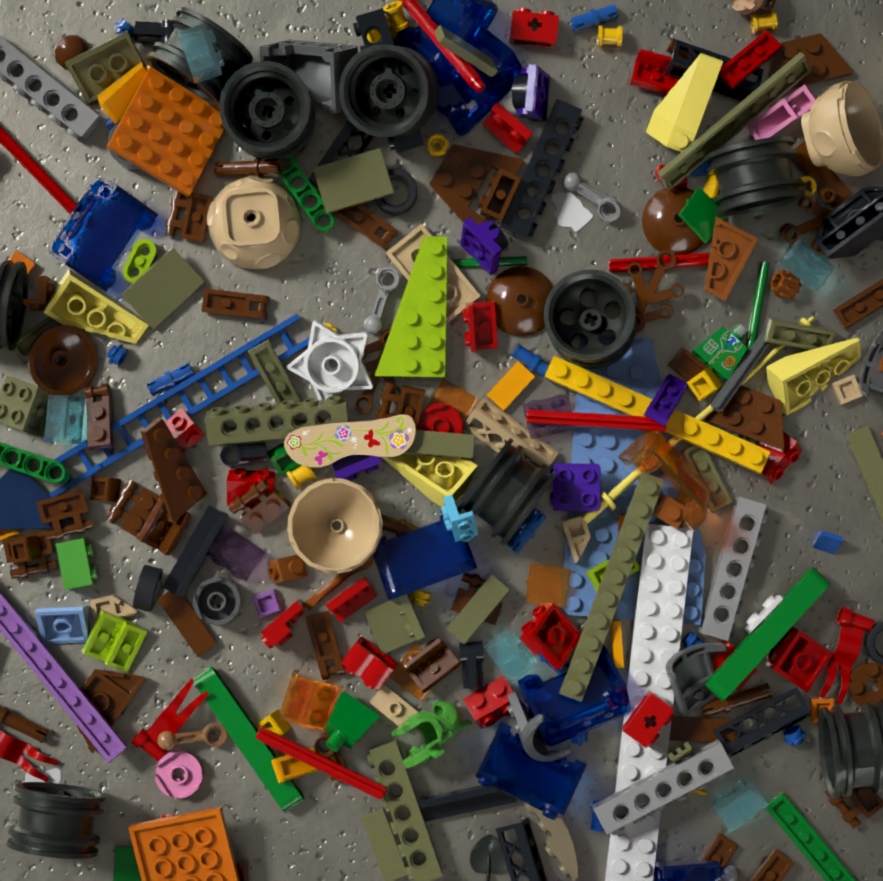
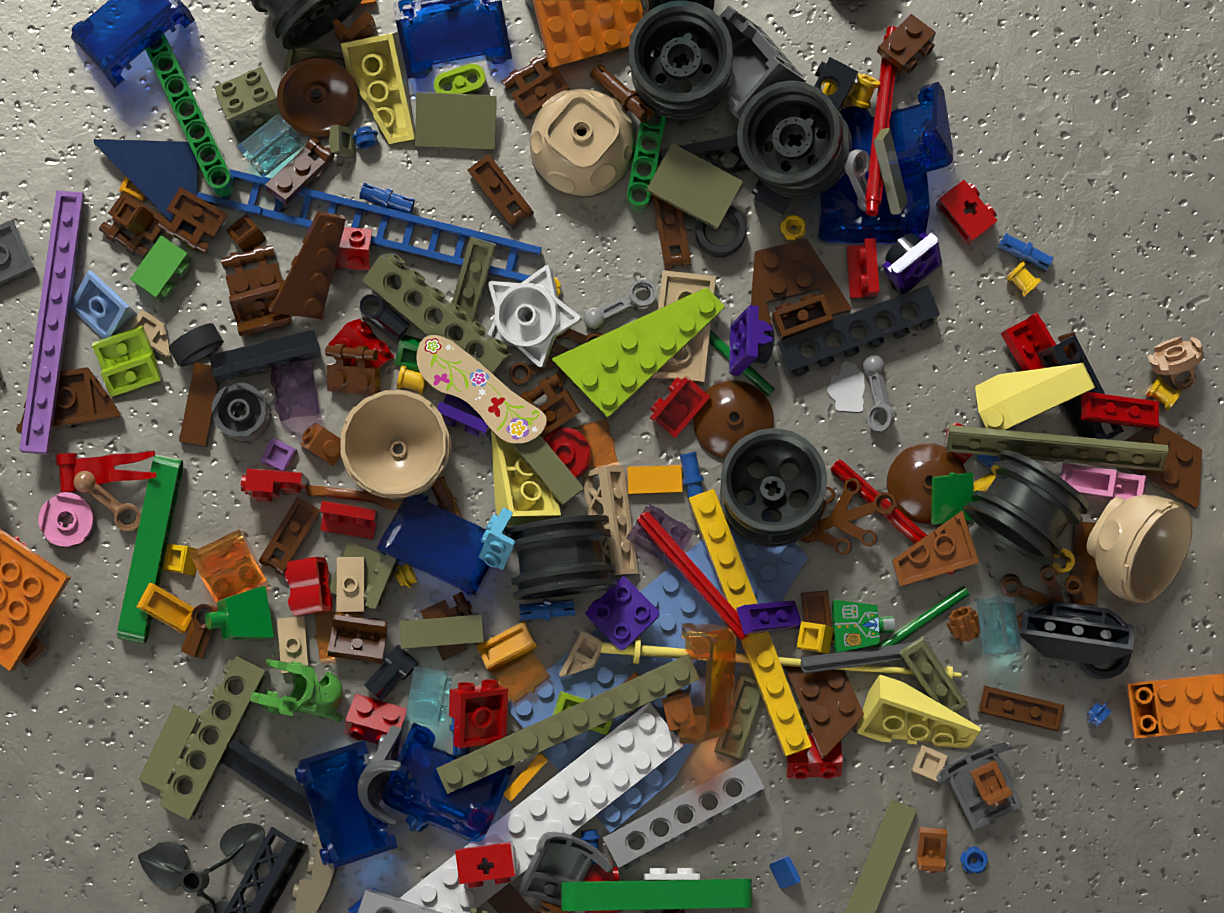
camera: 45 degrees right, 5 degrees down
(105, 372) = (341, 141): none -> olive plate
(321, 763) = (187, 626): red axle -> none
(393, 636) = (350, 584): none -> tan plate
(443, 71) = (856, 173): none -> light grey piece
(525, 577) = (506, 646): none -> light orange tile

